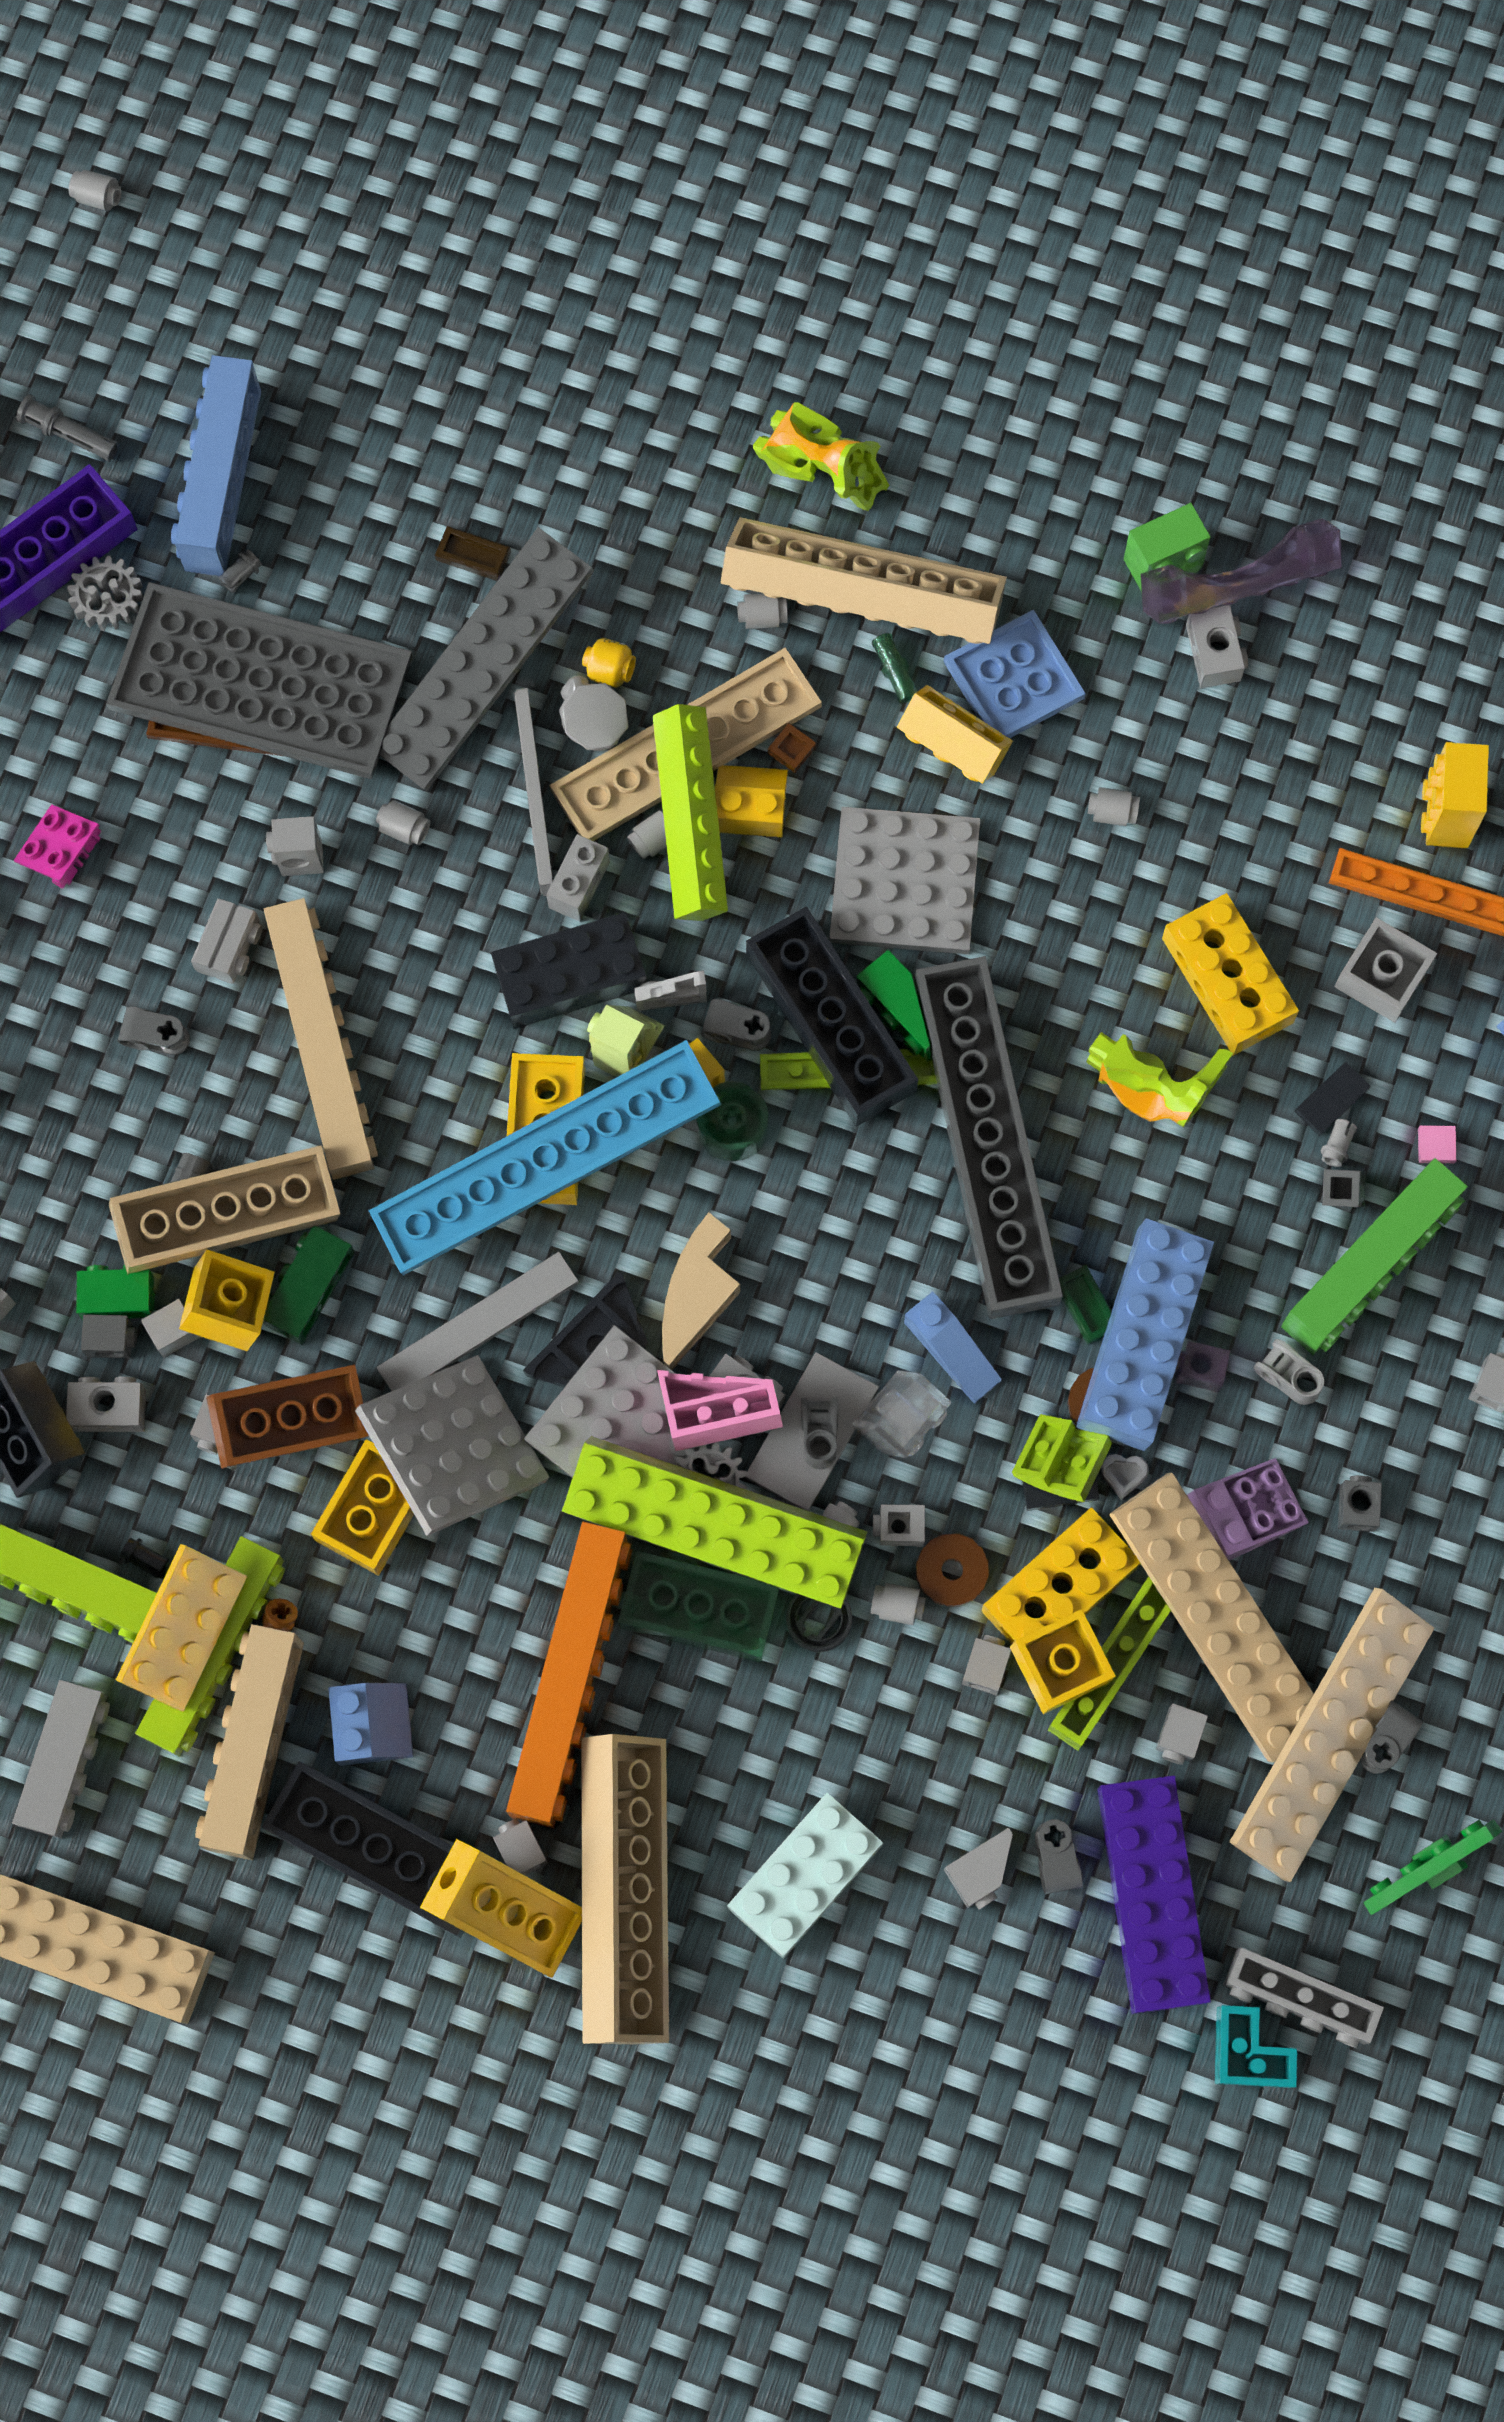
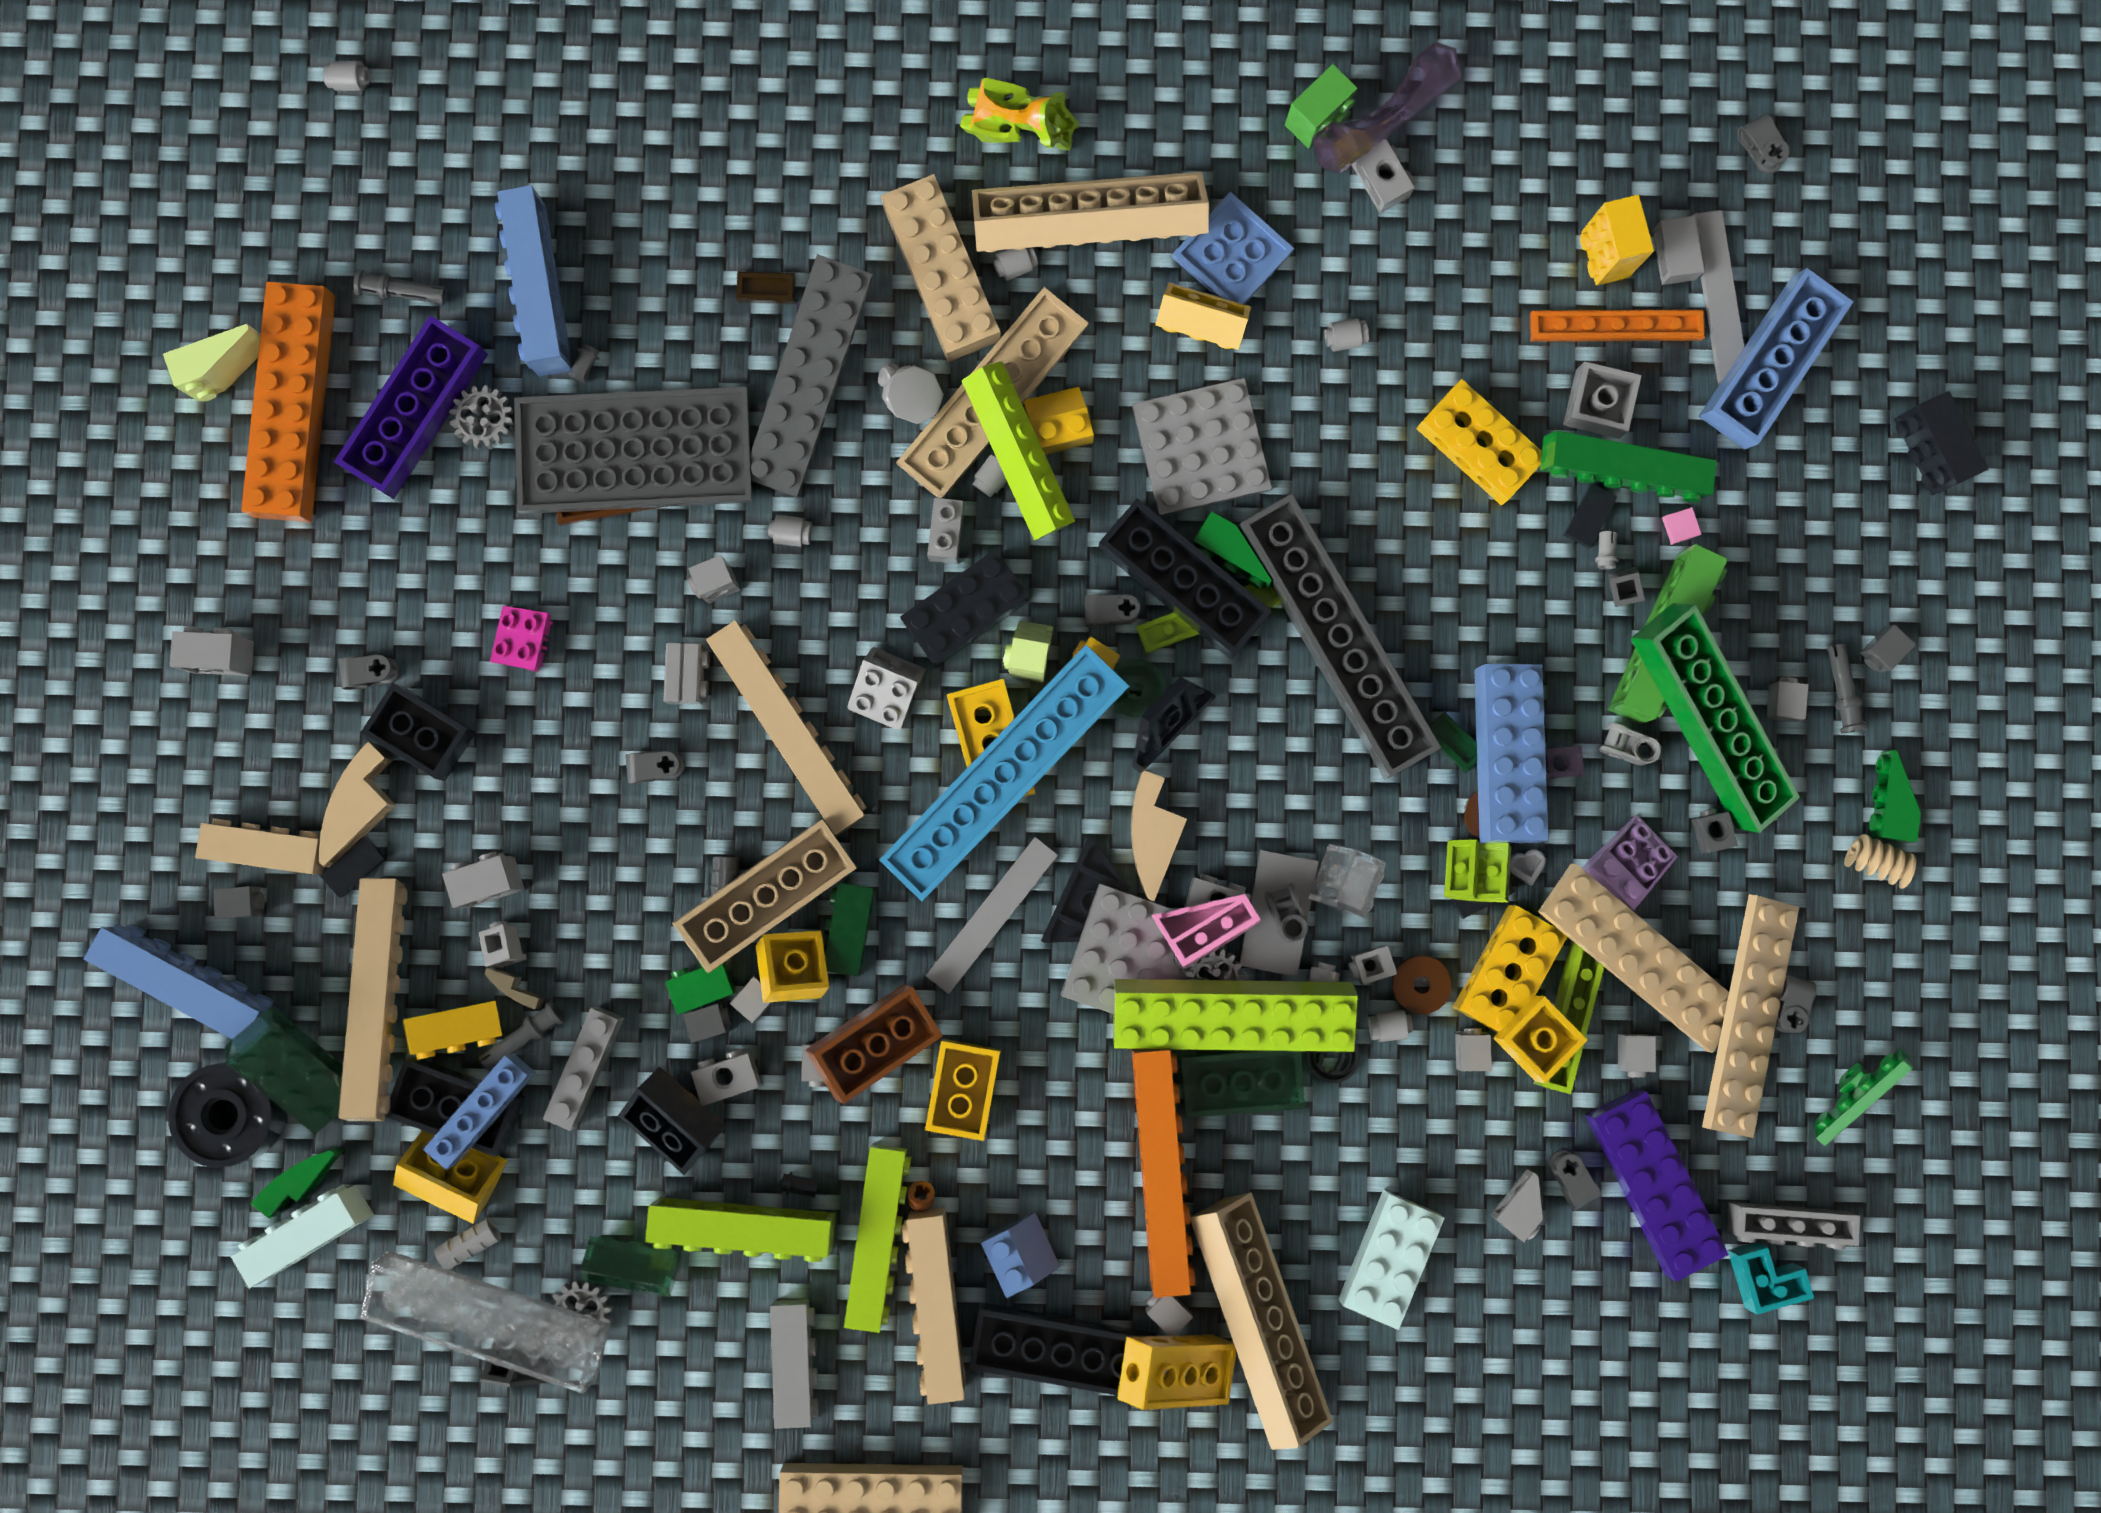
camera: 25 degrees left, 10 degrees up
(181, 1628) = (852, 1239): yellow plate -> none
(446, 1030) = (885, 688): none -> light grey bracket
(452, 1444) = (1008, 1021): light grey plate -> none
(533, 790) = (885, 470): light grey tile -> none
(609, 662) = (908, 345): yellow head -> none
(672, 992) = (1060, 595): light grey wing -> none
(675, 592) = (941, 268): none -> tan brick
(756, 1163) = (1168, 719): none -> black wing
(791, 748) = (1077, 368): reddish brown plate -> none
(894, 667) = (1136, 275): clear green pin -> none
(951, 1347) = (1364, 811): medium blue slope -> none
(1144, 1083) = (1447, 554): lime hips -> none
(1390, 1051) = (1627, 465): none -> green brick
(1393, 1362) = (1715, 717): none -> green brick

